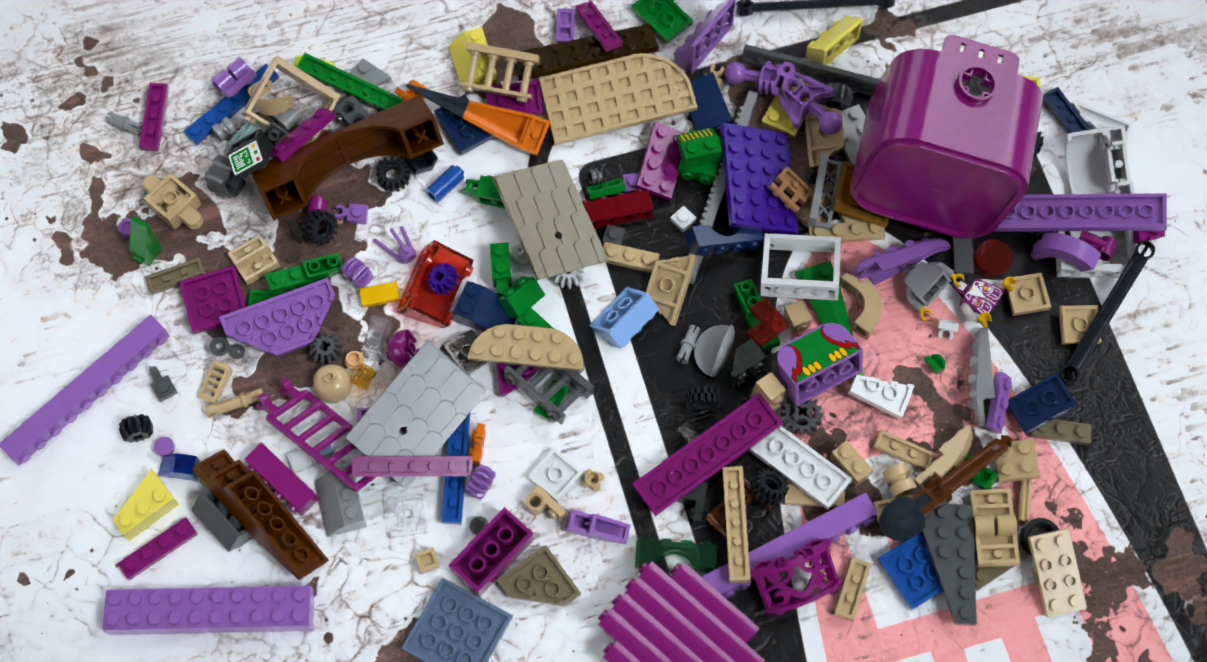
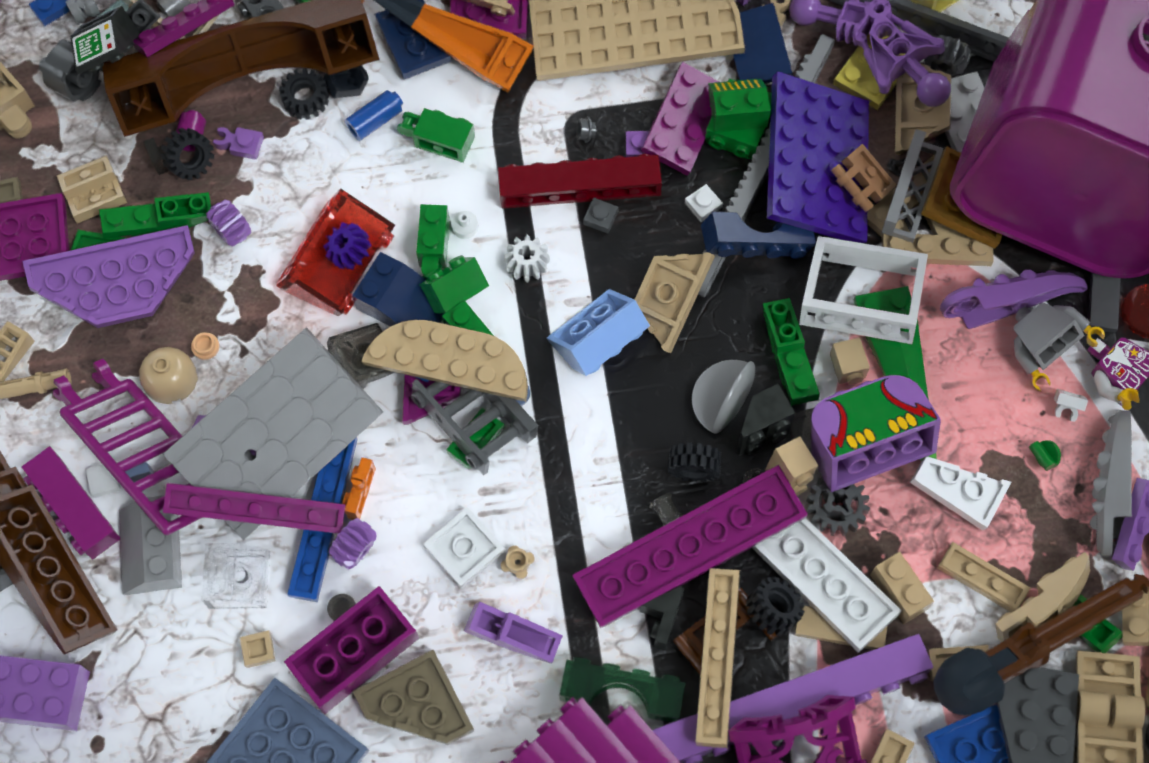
camera: 10 degrees right, 0 degrees up
(236, 351) = (43, 313): dark grey plate -> none
(319, 352) = (167, 325): dark grey gear -> none
(363, 376) = (213, 370): clear yellow wheel -> none
(377, 338) = (241, 319): clear brick -> none
(379, 294) = (257, 258): yellow tile -> none
(401, 348) = (272, 334): magenta cylinder -> none
(405, 253) = (302, 205): medium lavender plant -> none
(547, 203) = (504, 157): dark tan piece -> none
(555, 511) = (444, 587): tan plate -> none
(606, 188) = (594, 148): green plate -> none
(630, 257) = (617, 247): tan plate -> none
(688, 344) = (685, 381): light grey pin -> none
(770, 324) = (808, 367): clear red plate -> none
(870, 303) = (959, 353): tan arch -> none
(899, 479) = (972, 621): tan wheel -> none

